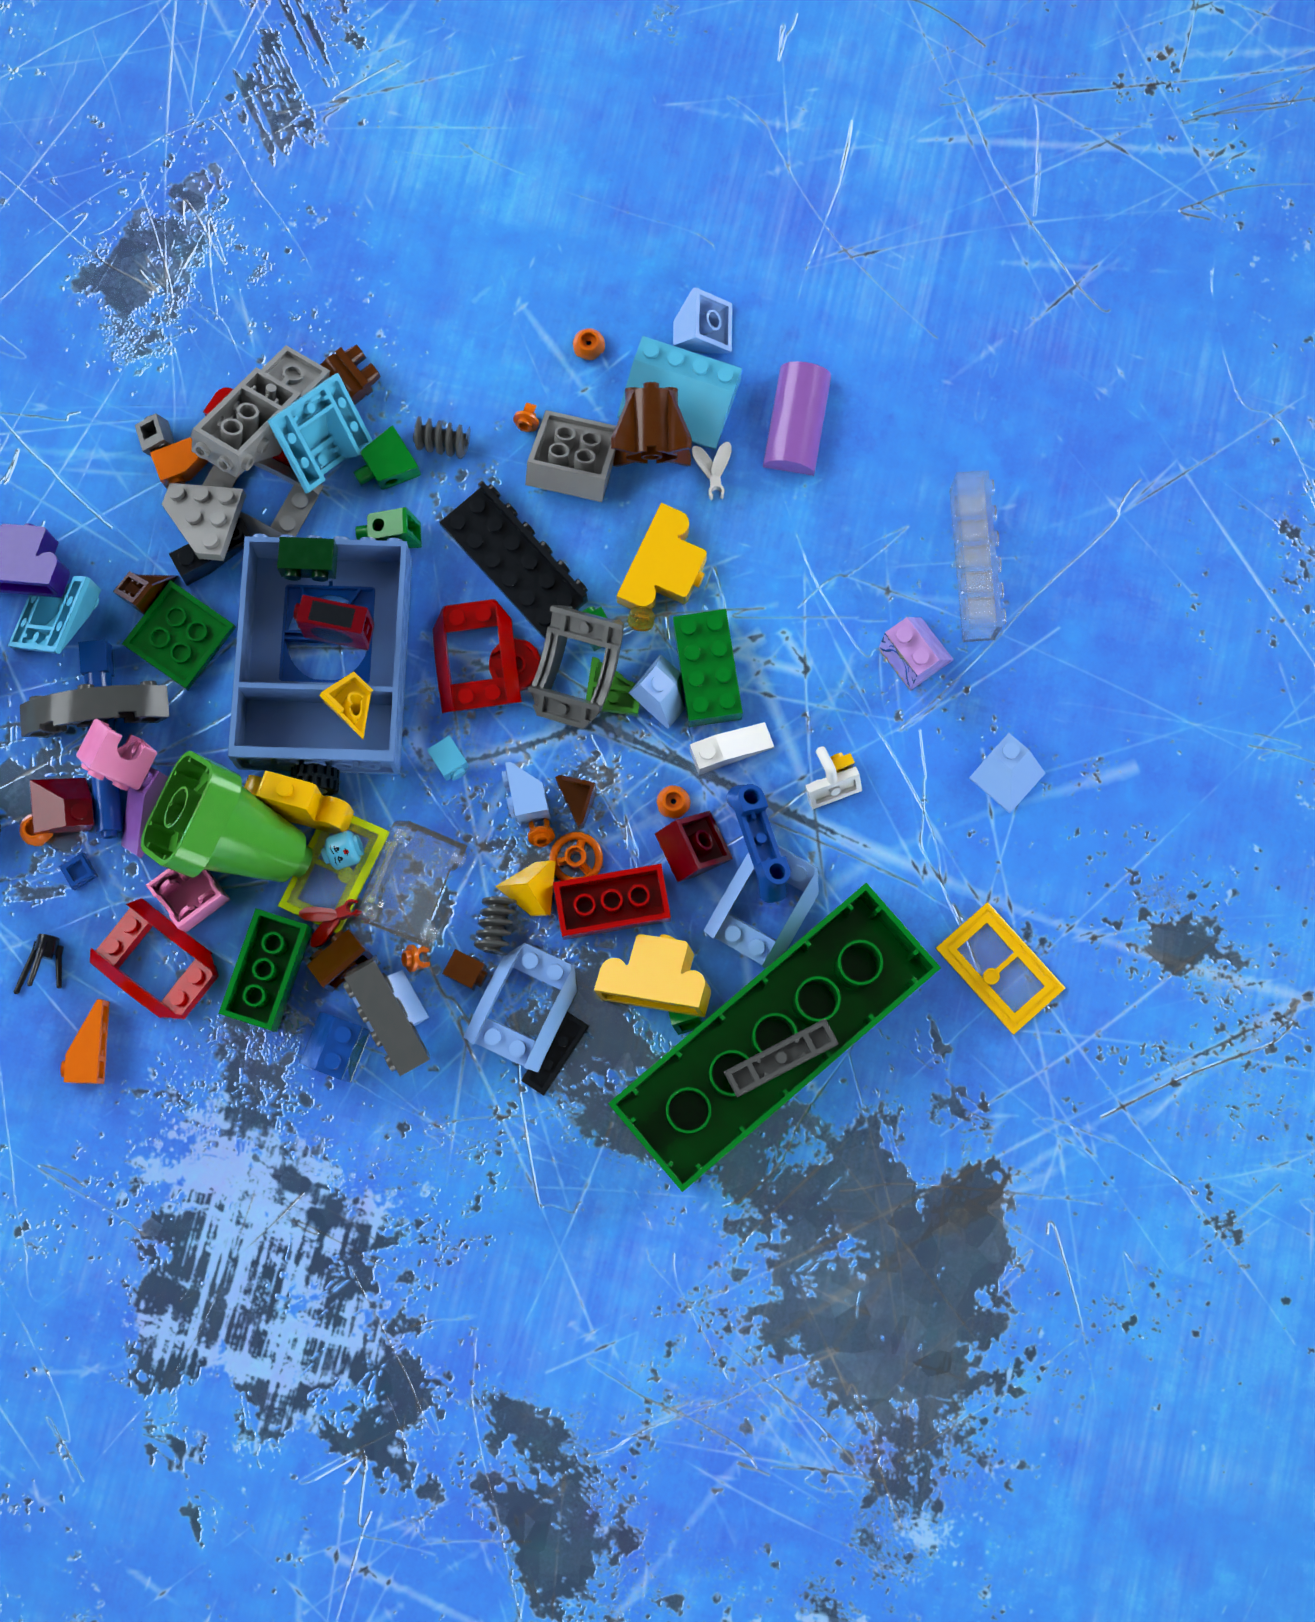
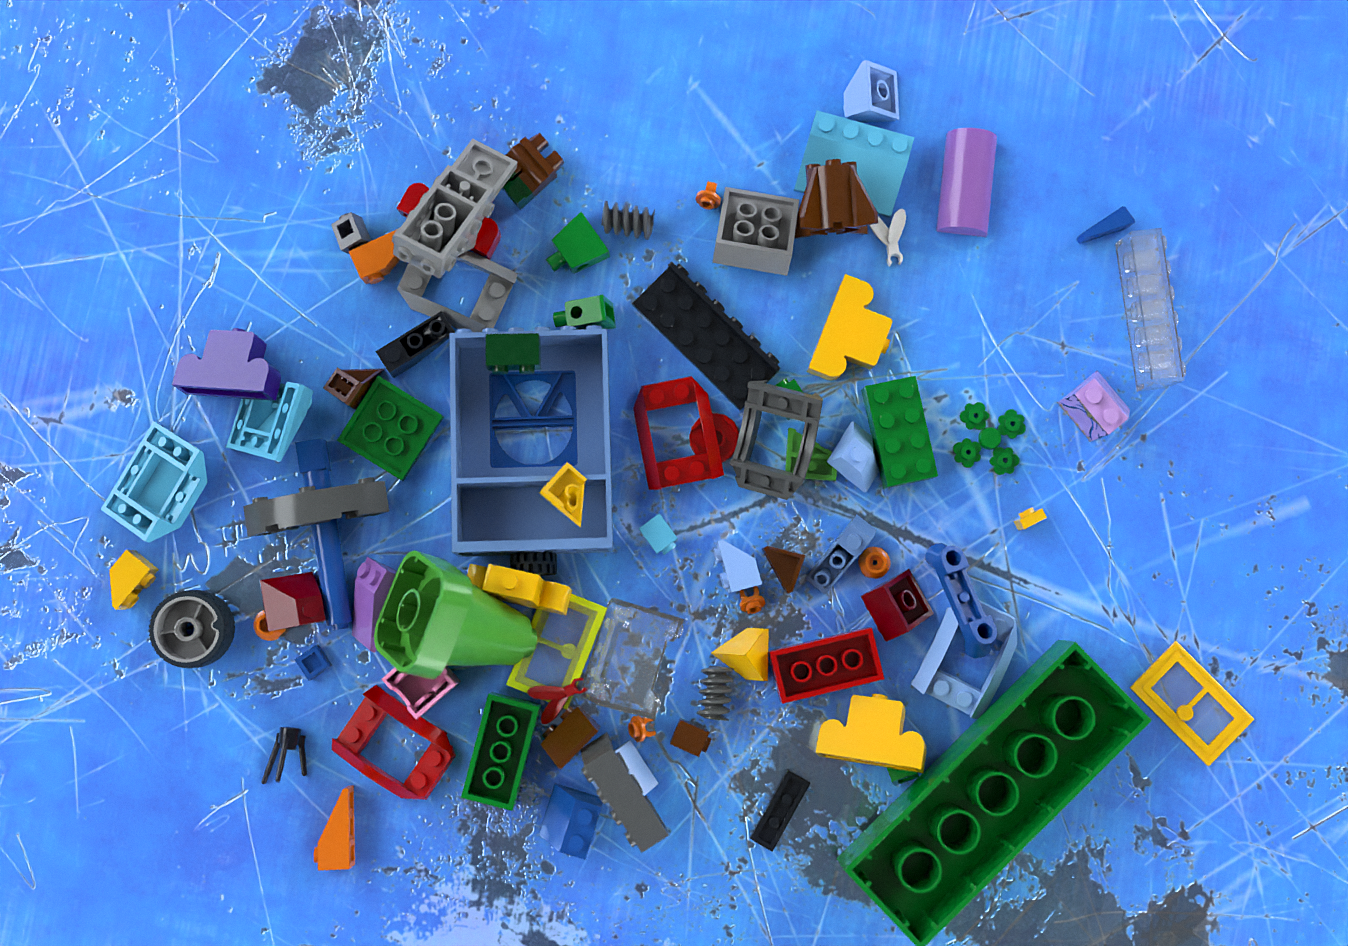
camera: 10 degrees left, 5 degrees up
(122, 765) = (342, 559): bright pink piece -> none
(205, 516) = (407, 312): light grey plate -> none
(320, 431) = (513, 224): medium azure slope -> none
(334, 622) = (545, 416): brick -> none
(342, 850) = (566, 631): medium azure head -> none
(507, 1041) = (733, 802): light blue wedge -> none
(582, 838) = (790, 604): orange piece -> none
(591, 351) = (762, 127): orange plate -> none
(638, 790) = (841, 554): none -> medium blue slope
(641, 618) = (832, 387): clear yellow tile -> none
(730, 747) = (925, 507): white slope -> none
(781, 1057) = (1007, 818): dark grey plate -> none
(803, 681) = (989, 438): none -> green plant
(835, 784) = (1029, 539): white plate -> none
(939, 469) = (1115, 222): none -> blue slope
(1008, 773) = (1188, 516): light blue slope -> none

